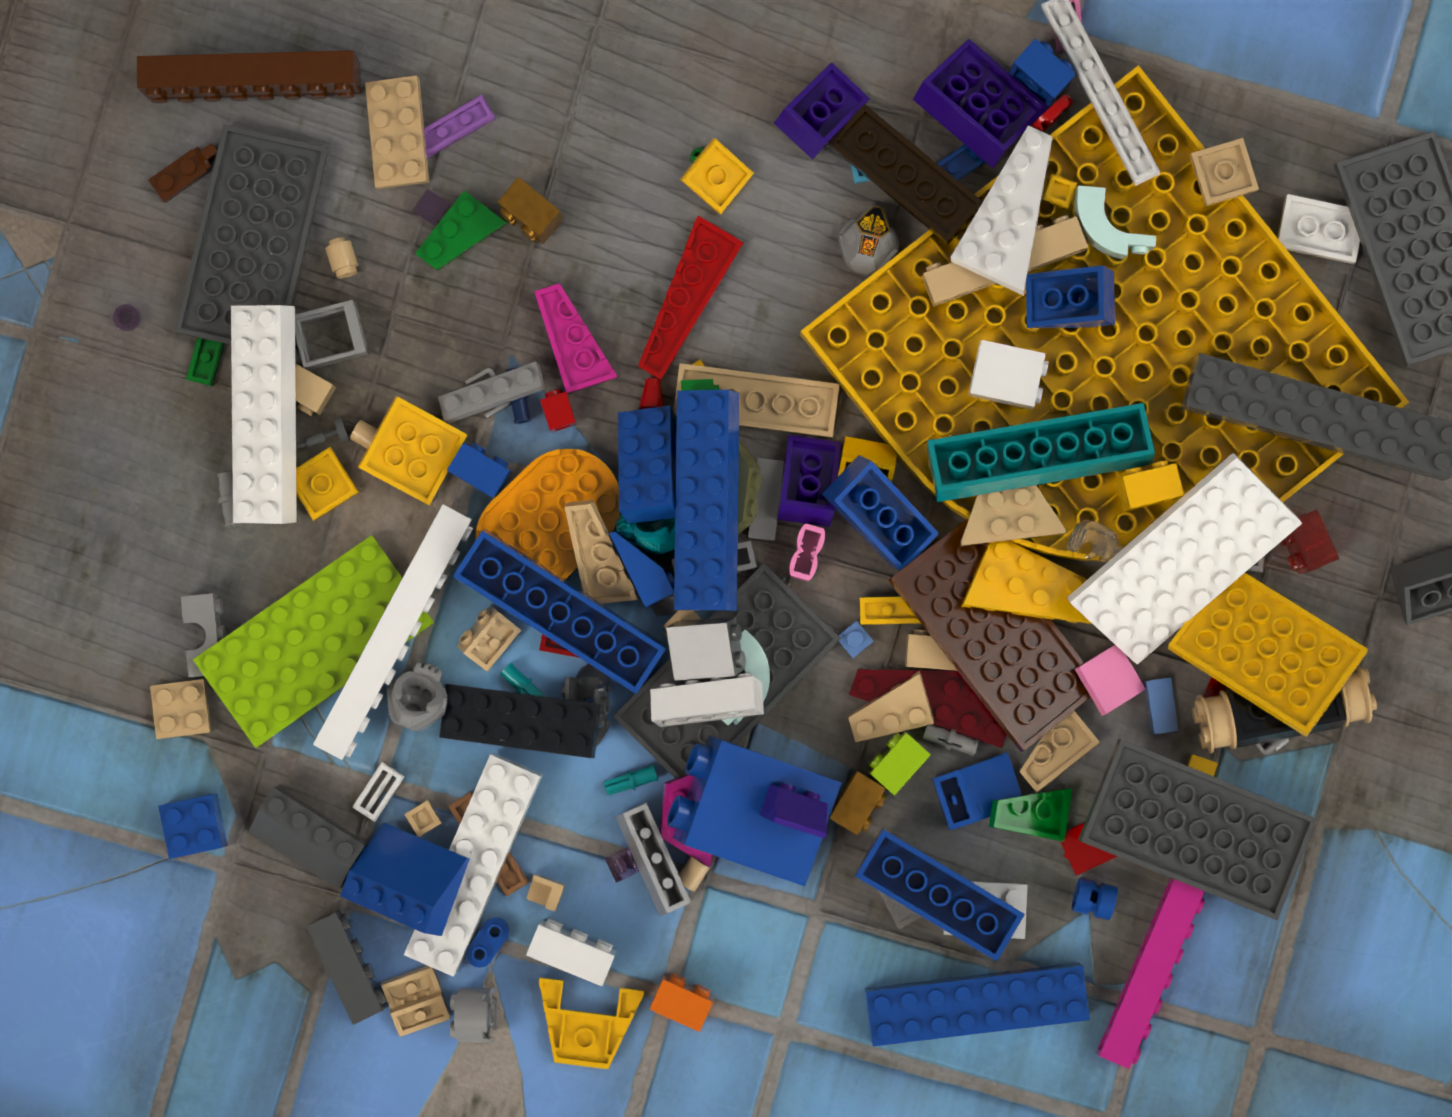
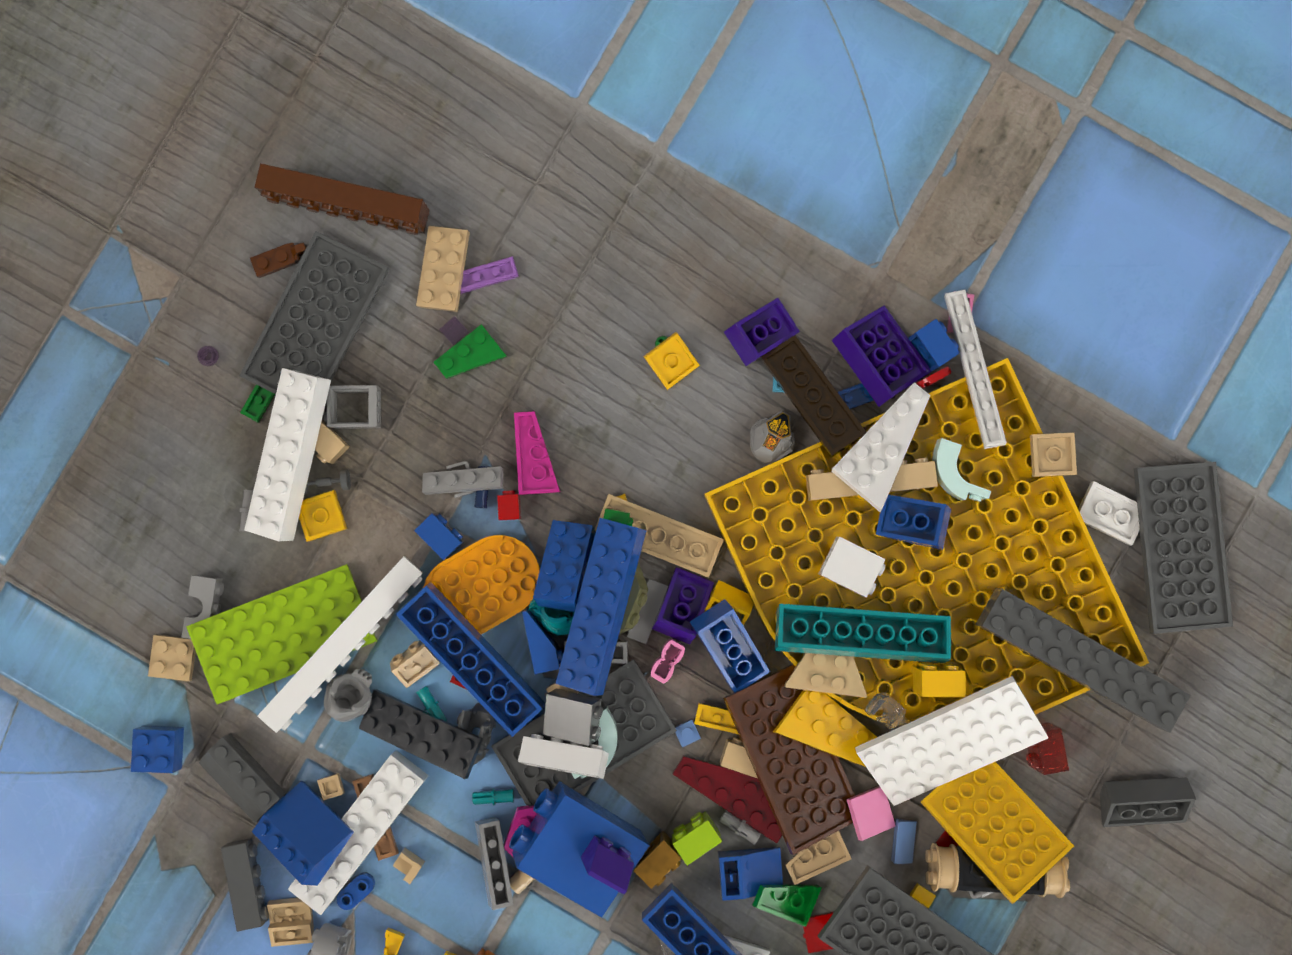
camera: 10 degrees right, 0 degrees up
(342, 257) = (377, 351): tan brick -> none
(363, 433) = (362, 489): tan piece -> none
(366, 811) = (316, 744): white tile -> none
(412, 450) = (392, 509): yellow plate -> none
(529, 210) = (526, 352): pearl gold brick -> none
(572, 951) = (415, 919): white brick -> none
(597, 558) = (508, 623): tan wing -> none
(622, 864) = (470, 859): clear purple plate -> none
(652, 394) = (582, 512): red cone -> none
(696, 278) = (638, 431): red wing -> none
(895, 711) = (707, 796): tan wing -> none
(1059, 191) = (925, 438): yellow tile -> none

